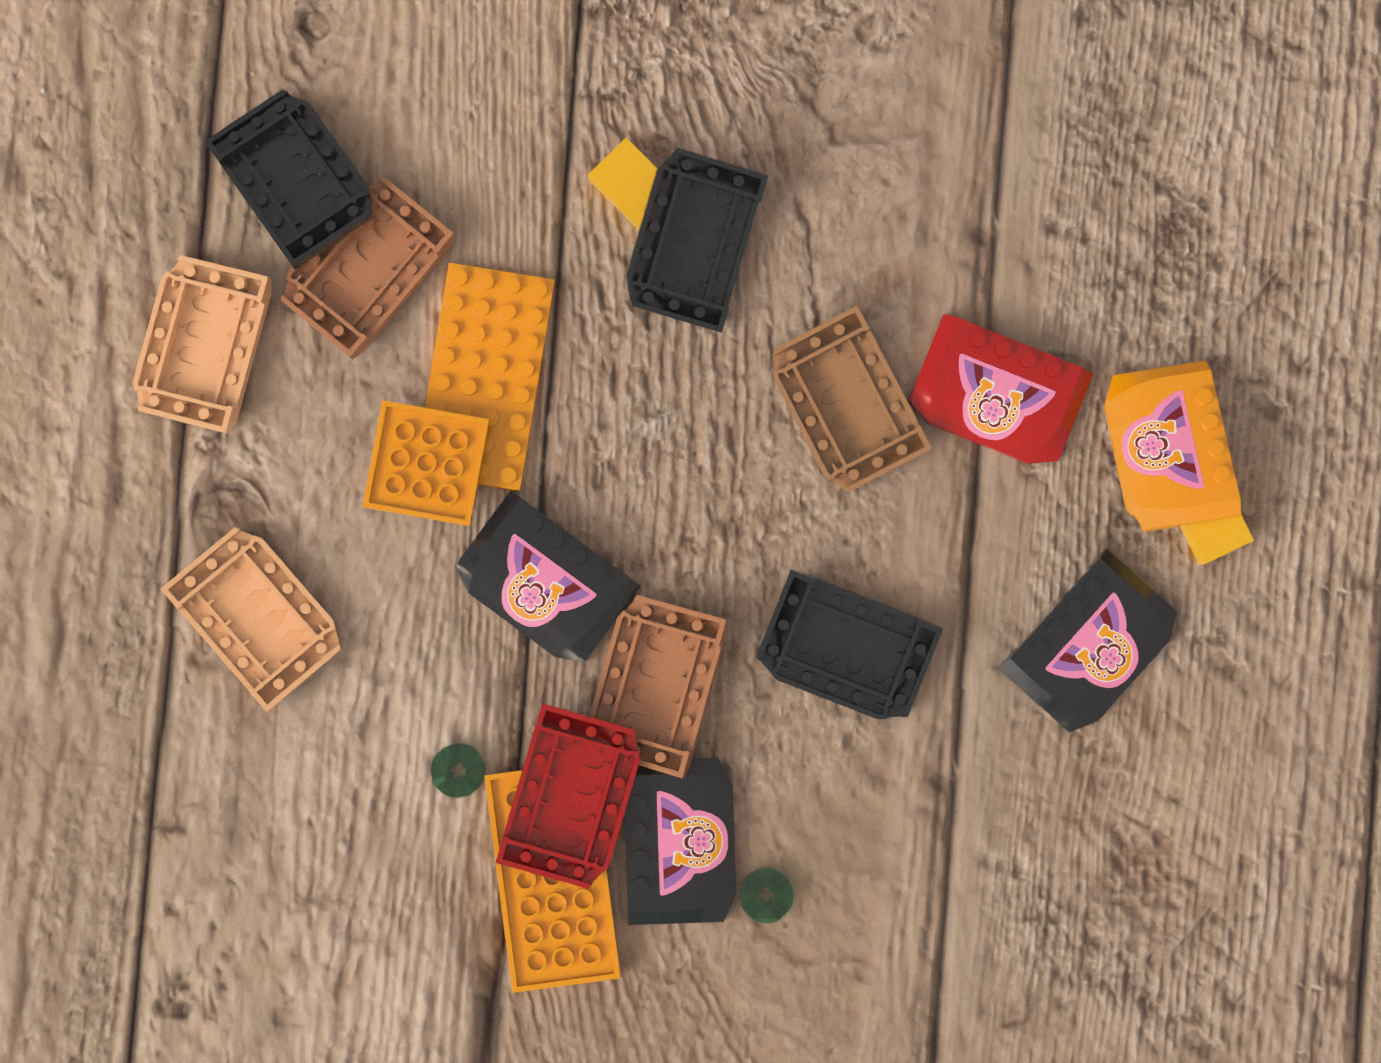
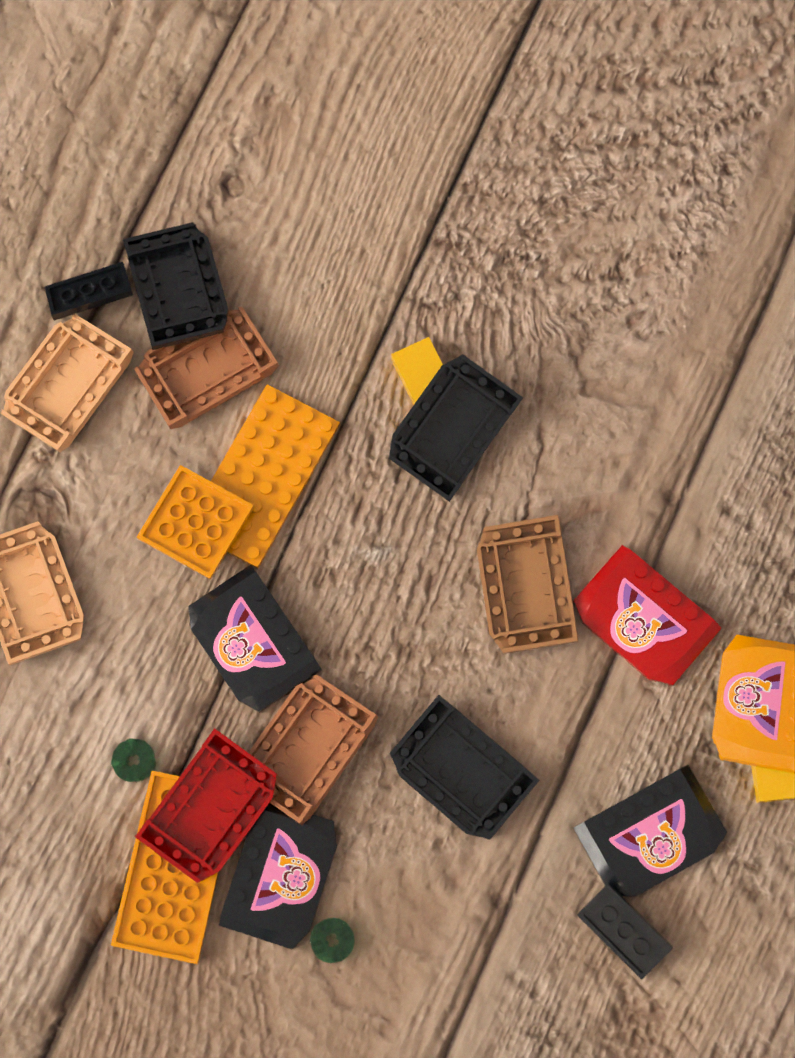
camera: 25 degrees right, 10 degrees down
(186, 221) = (88, 291): none -> black plate
(1098, 766) = (625, 931): none -> black plate

